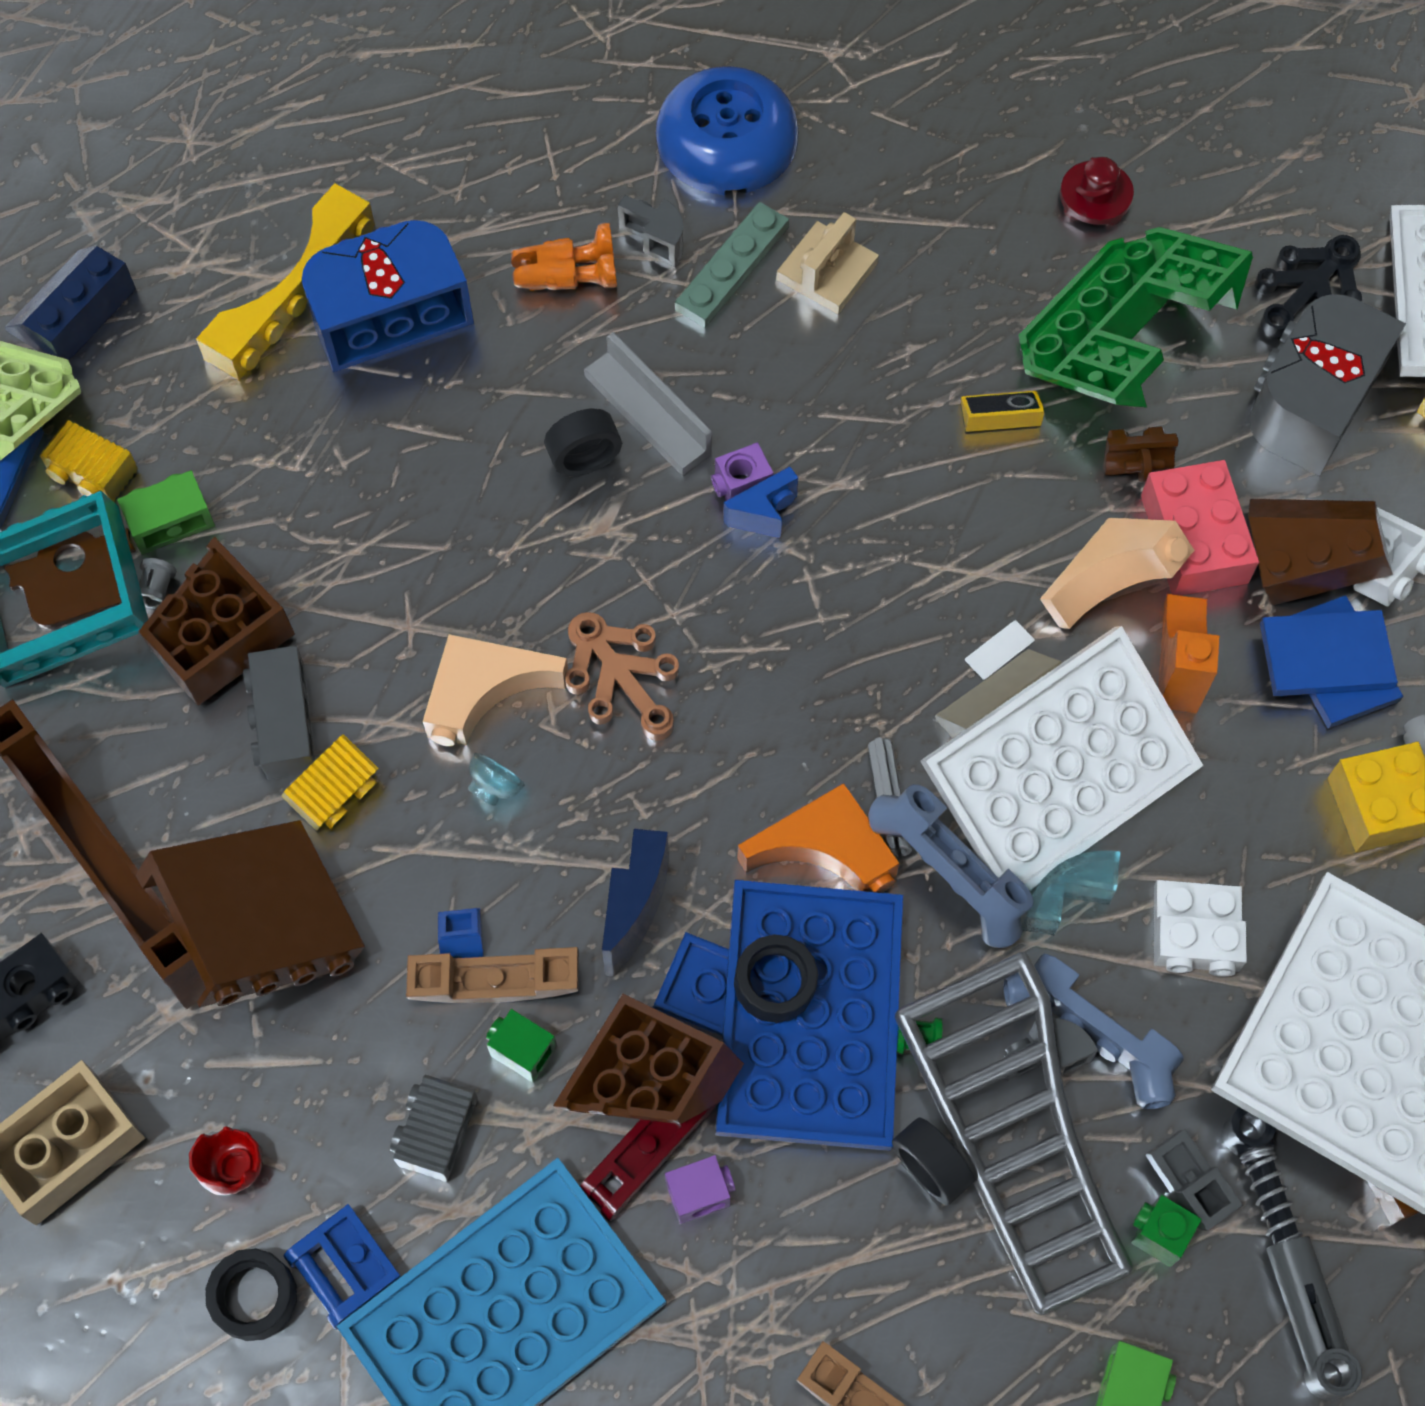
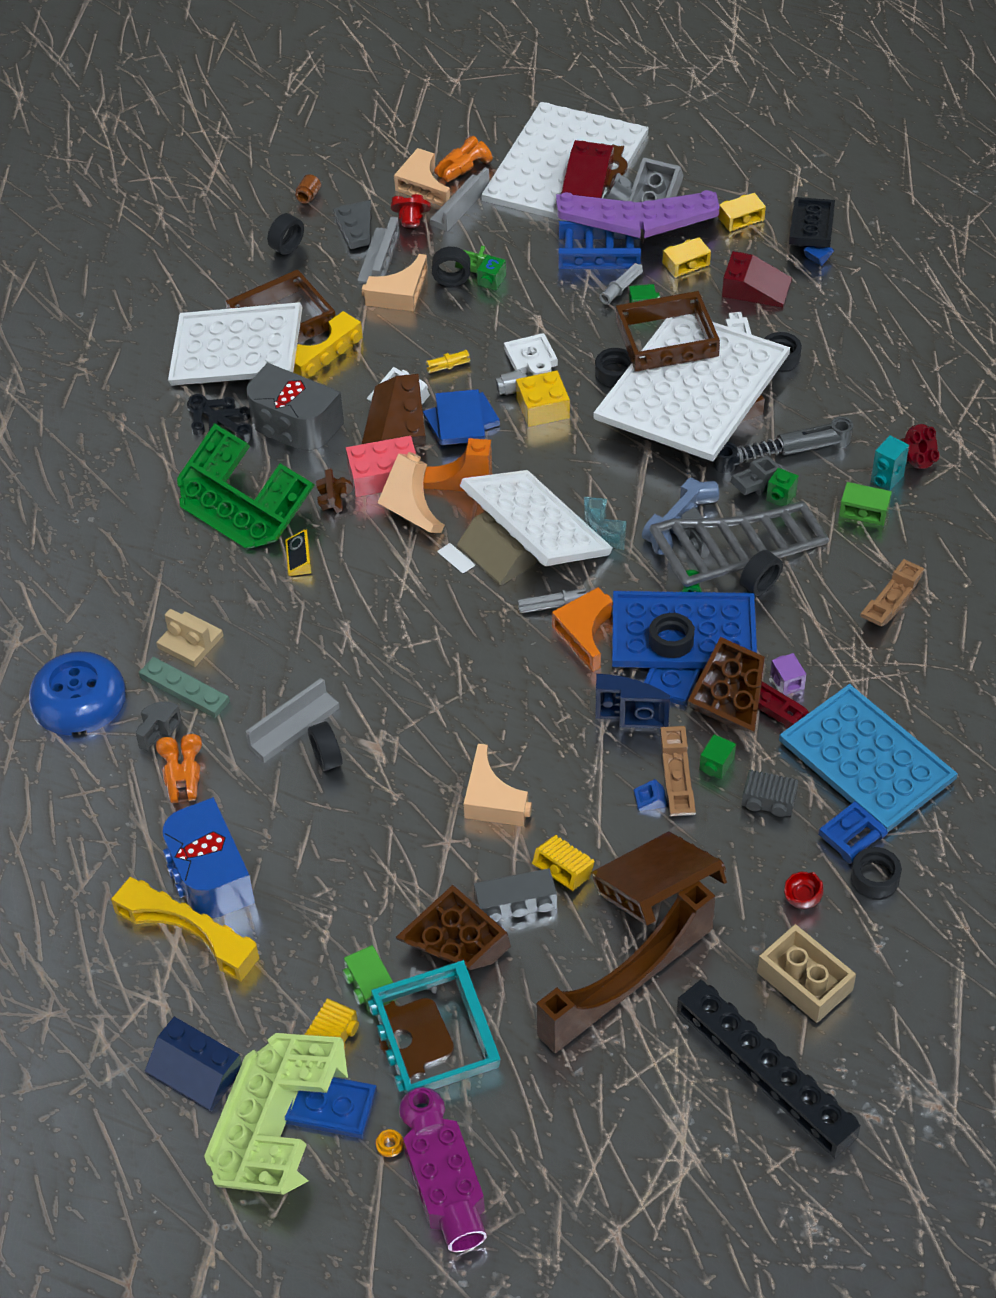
camera: 90 degrees left, 15 degrees down
(492, 780) = (556, 783): clear light blue piece -> none
(618, 668) = (479, 729): nougat plant -> none
(744, 461) = (345, 671): medium lavender brick -> none
(756, 506) = (366, 662): blue slope -> none
(996, 899) = (576, 571): sand blue plate -> none
(1096, 192) = (144, 509): dark red plate -> none
(1199, 928) = (619, 475): white plate -> none

